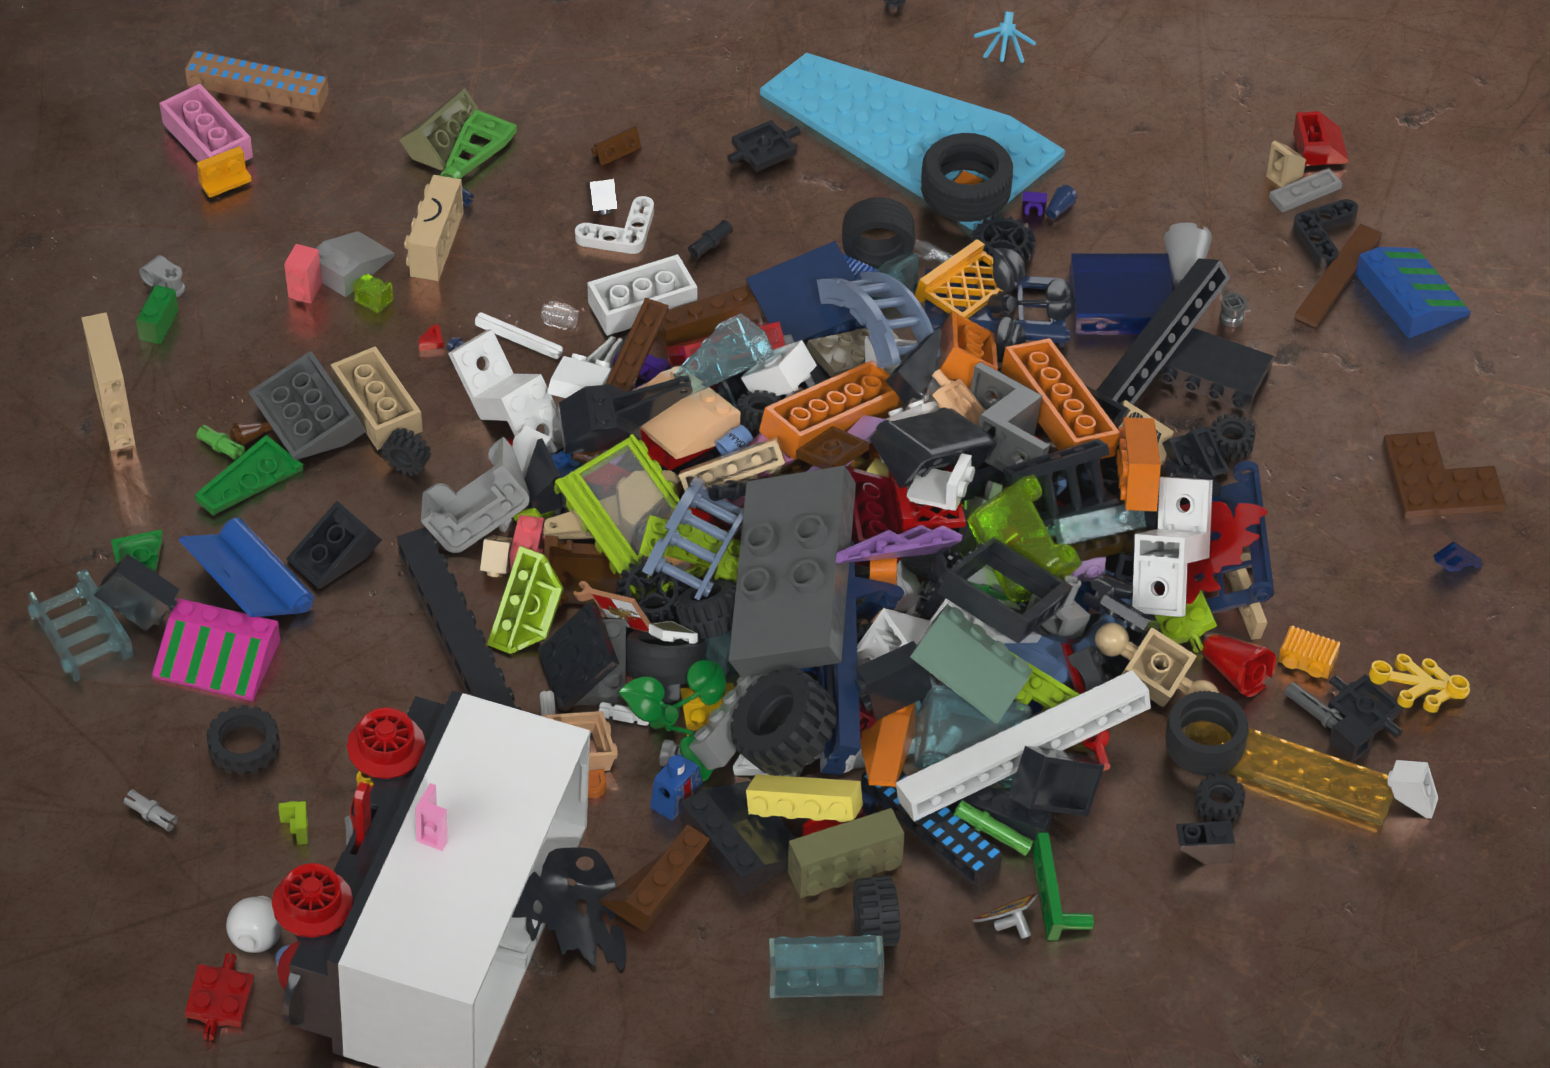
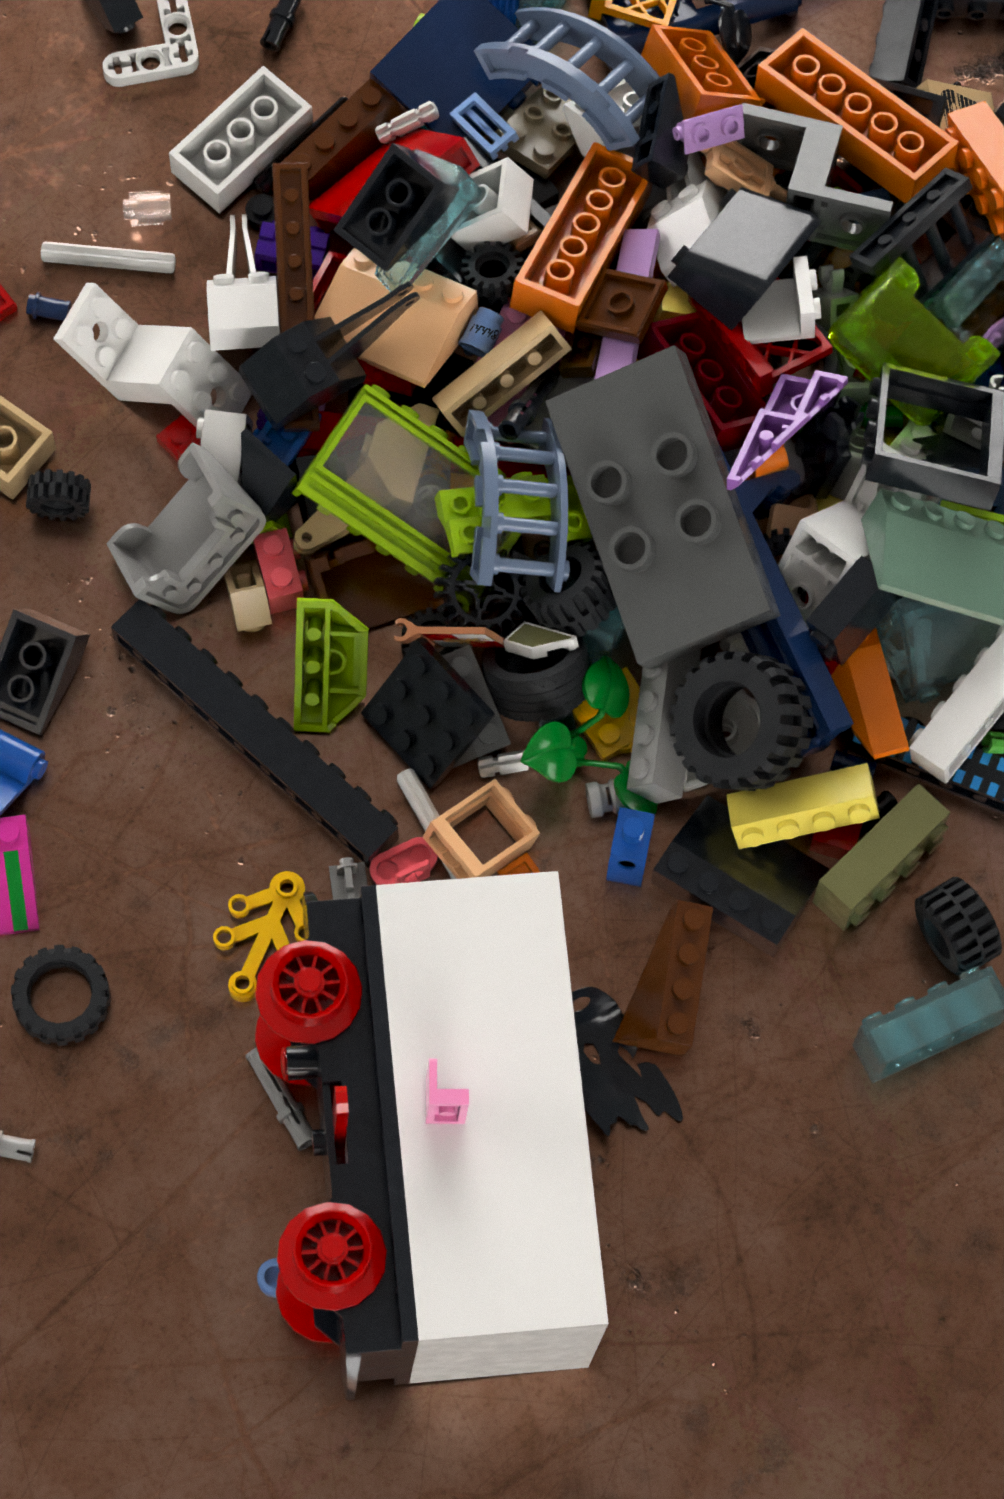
camera: 25 degrees left, 20 degrees up
(219, 996) = (216, 1366): red plate -> none
(253, 925) = (213, 1253): white brick -> none
(295, 814) = (193, 1087): lime bracket -> none
(706, 334) = (396, 206): none -> black slope
(760, 315) = (407, 122): none -> white axle
(808, 341) = (500, 143): none -> light blue tile
(950, 368) = (710, 129): none -> lavender hinge

